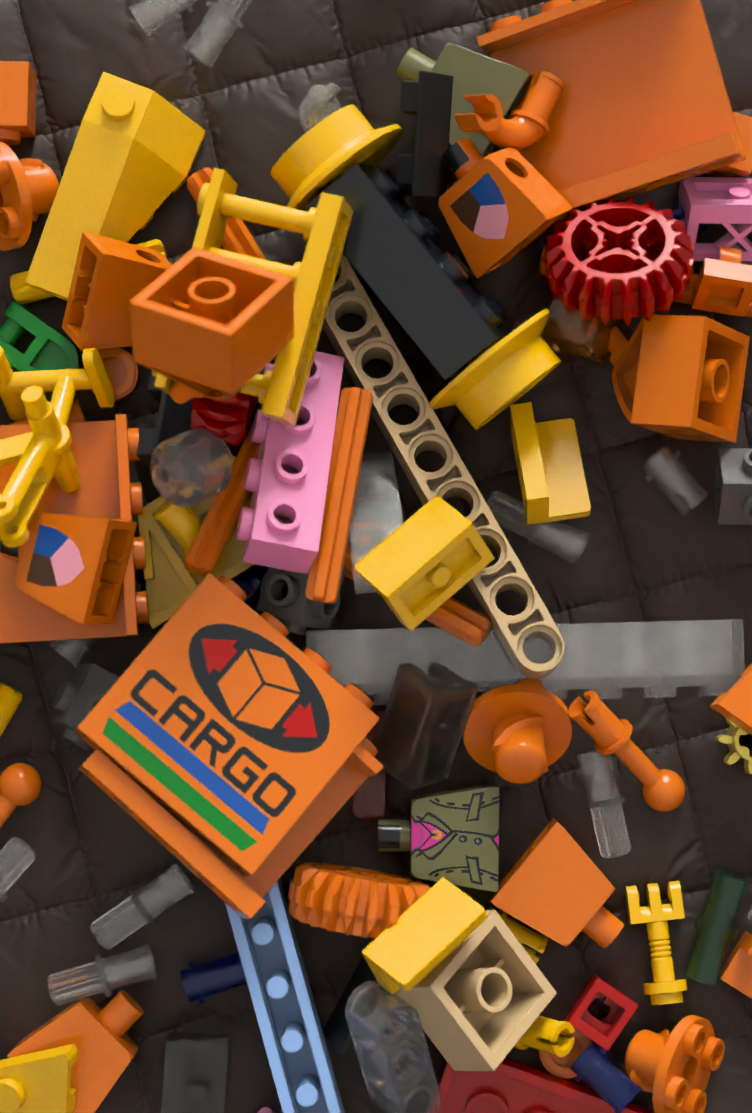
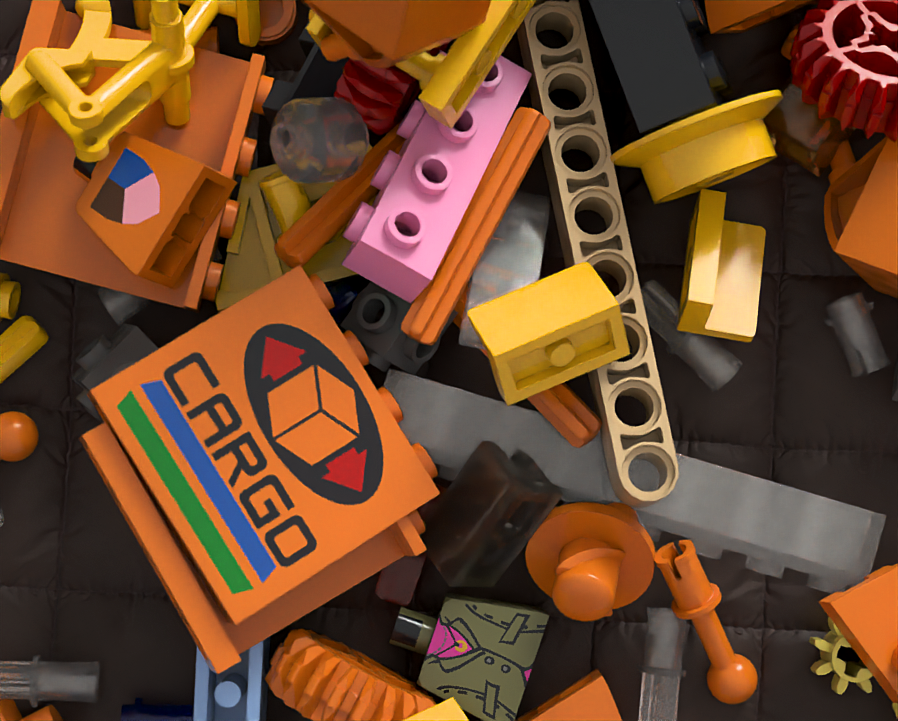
camera: 20 degrees right, 0 degrees up
(141, 907) = (104, 618): clear axle -> none

